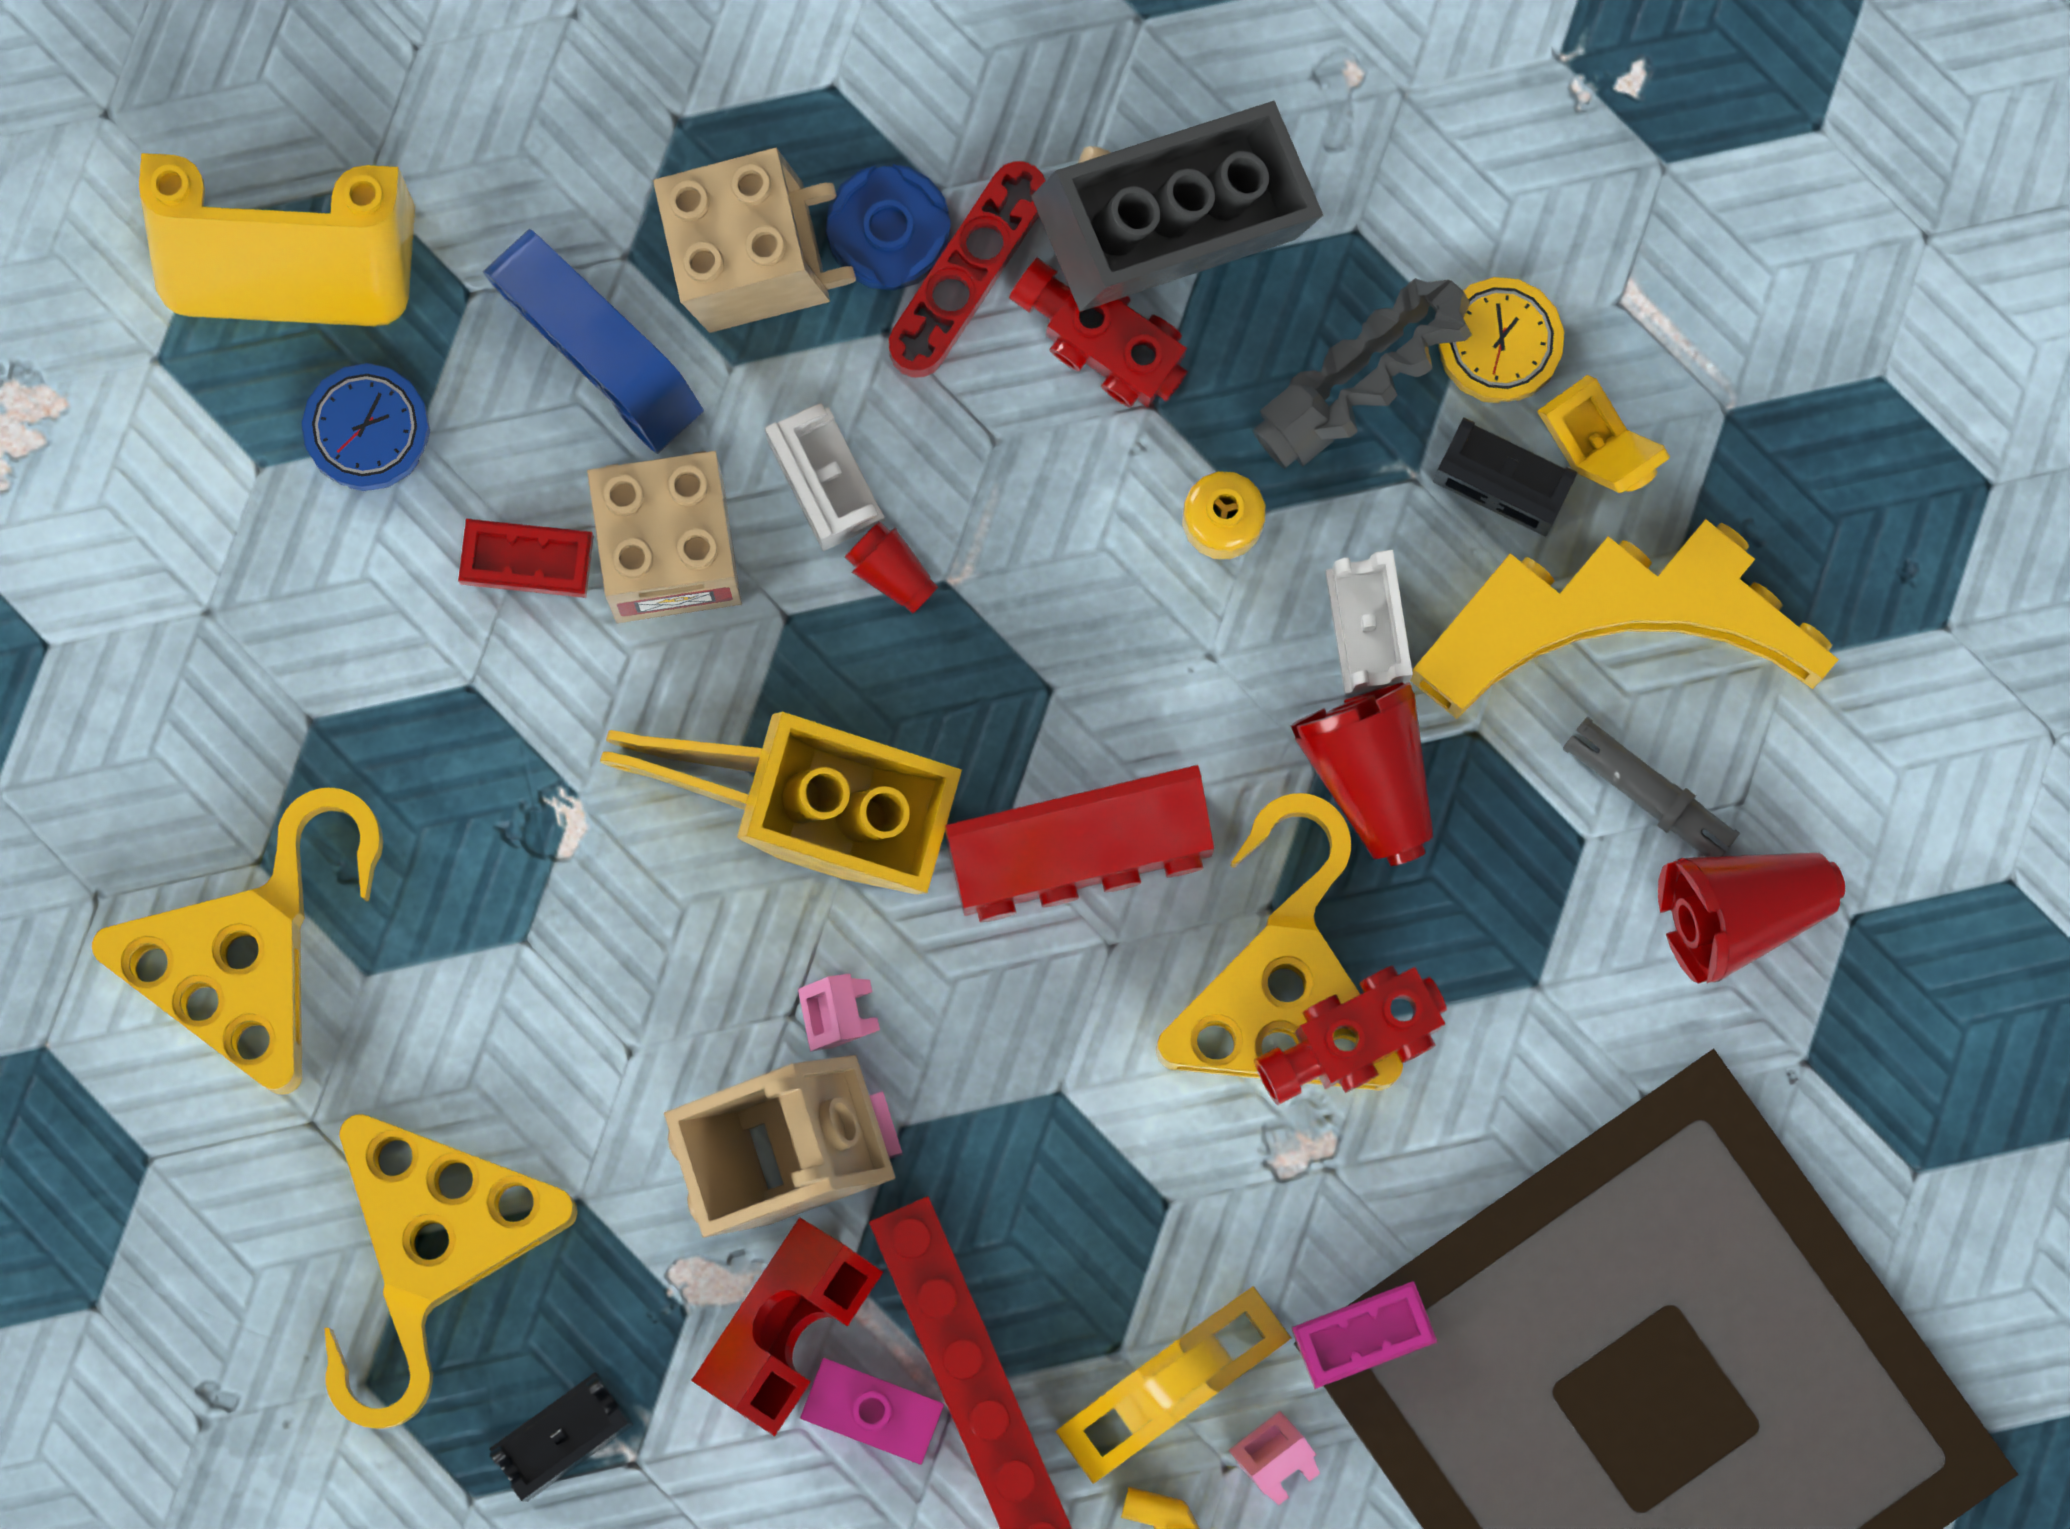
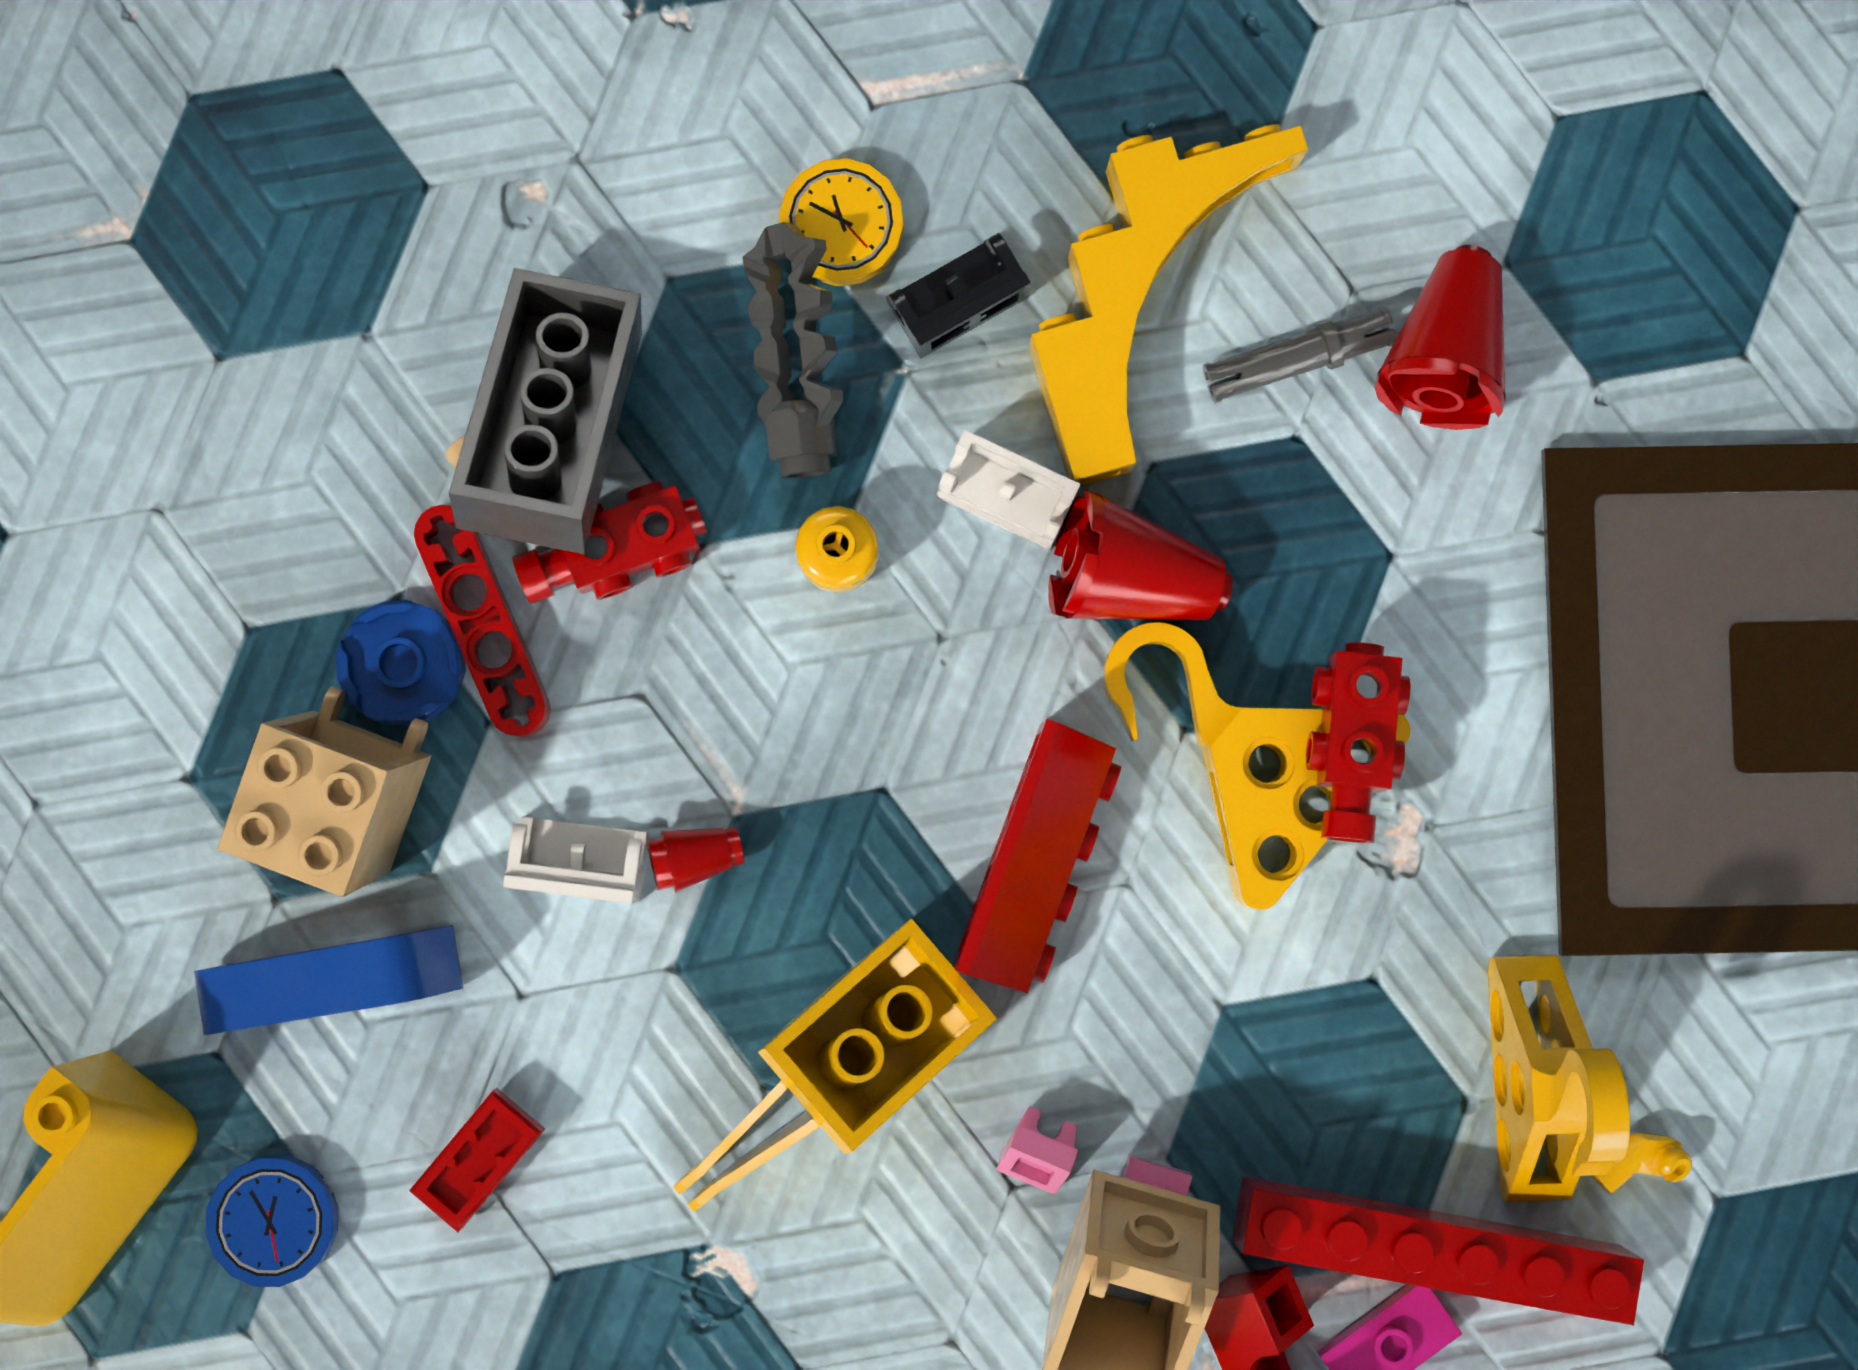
camera: 55 degrees left, 5 degrees up
(664, 537) = (536, 1038): tan container -> none
(1273, 1455) = (1645, 1035): bright pink tile -> none
(1364, 1335) = (1600, 896): dark pink plate -> none
(1597, 439) = (986, 200): yellow bracket -> none

